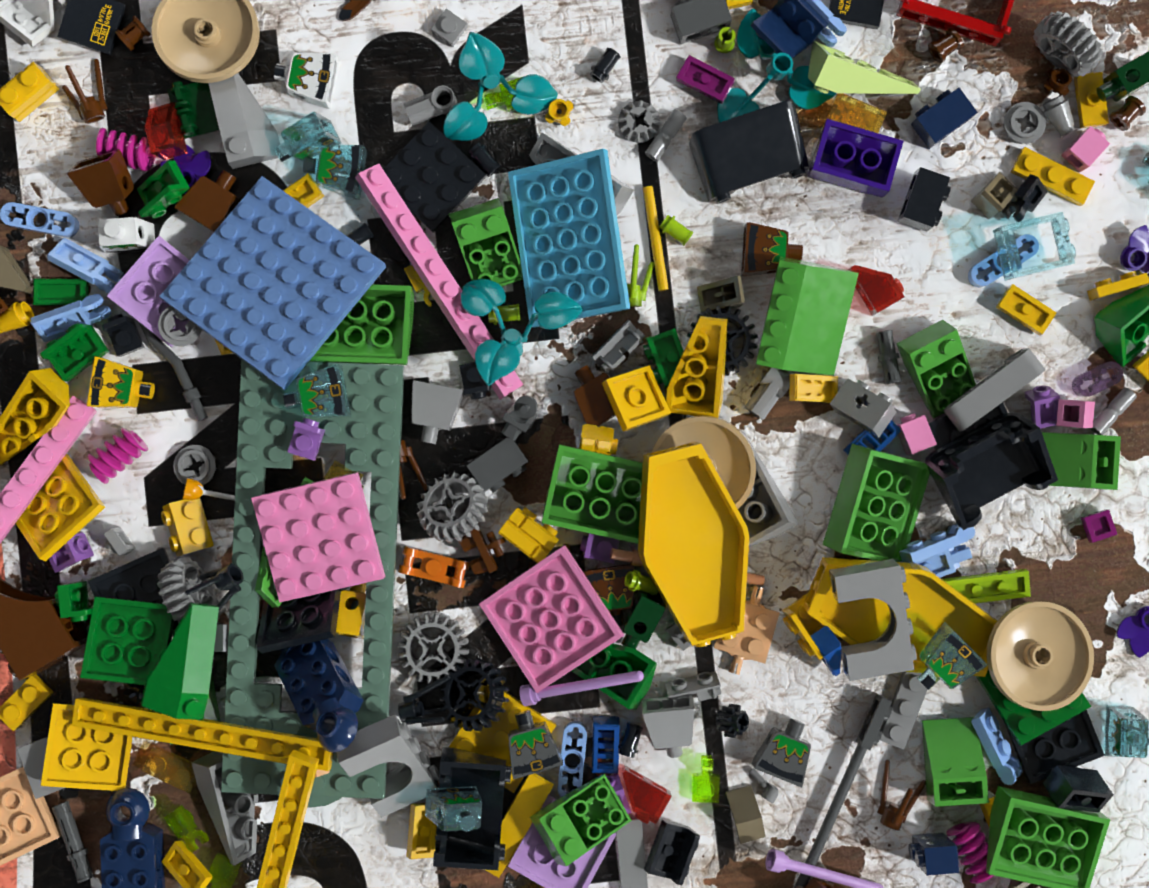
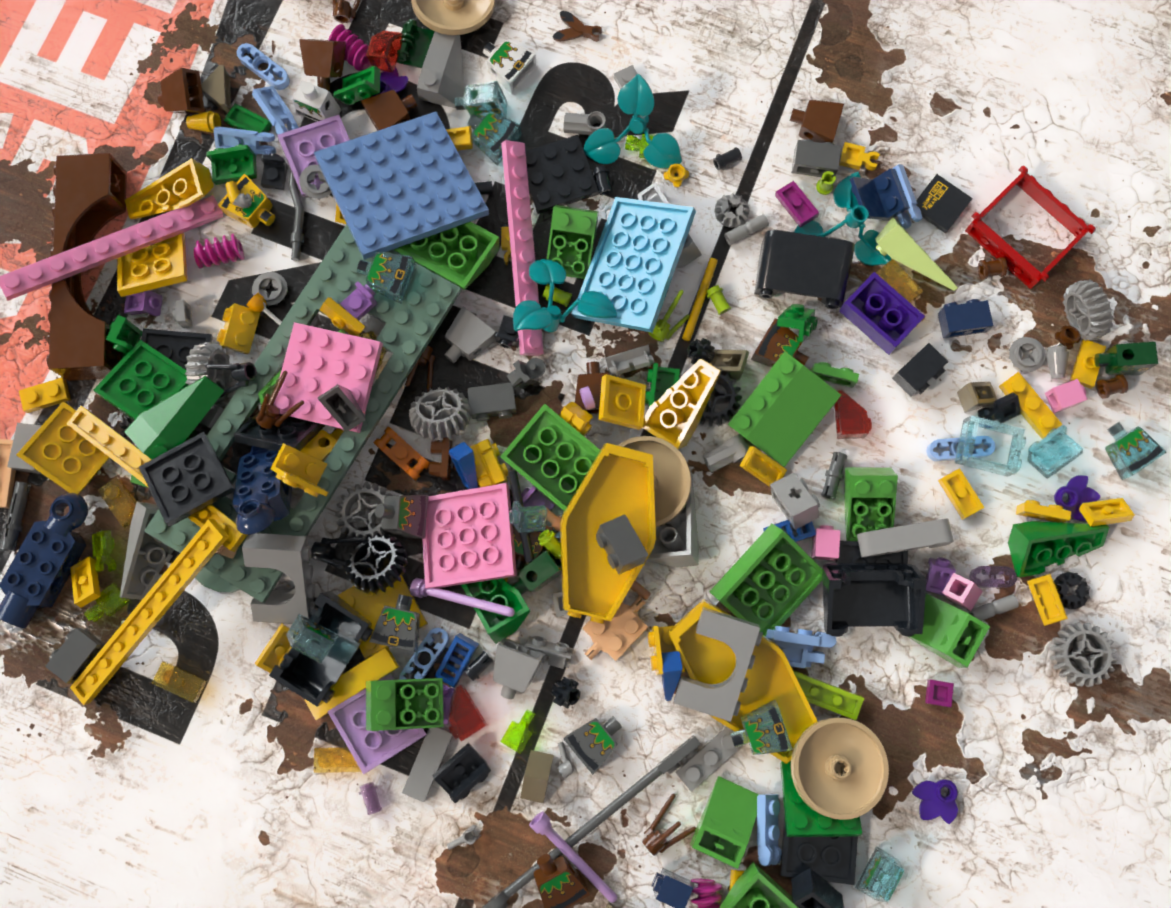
camera: 30 degrees right, 10 degrees down
(102, 389) = (237, 198): none -> arm
(238, 722) = (186, 479): none -> black plate
(281, 606) = (269, 414): none -> reddish brown plant
(298, 467) = (341, 318): none -> yellow plate
(350, 653) = (299, 470): none -> yellow bracket
(358, 564) = (342, 407): none -> dark grey slope
(474, 630) = (404, 515): none -> dark grey torso
(509, 548) = (464, 463): none -> blue slope
(595, 571) = (517, 496): none -> black bar
(599, 414) = (587, 398): none -> lavender tile
(605, 572) = (528, 518): none -> clear light blue bracket
(687, 298) = (700, 350): none -> black gear
(716, 552) = (621, 544): none -> dark grey brick
(773, 210) = (799, 318): none -> green bracket
(847, 246) = (841, 376): none -> bright green plate
(1100, 216) = (1053, 452): none -> clear light blue bracket

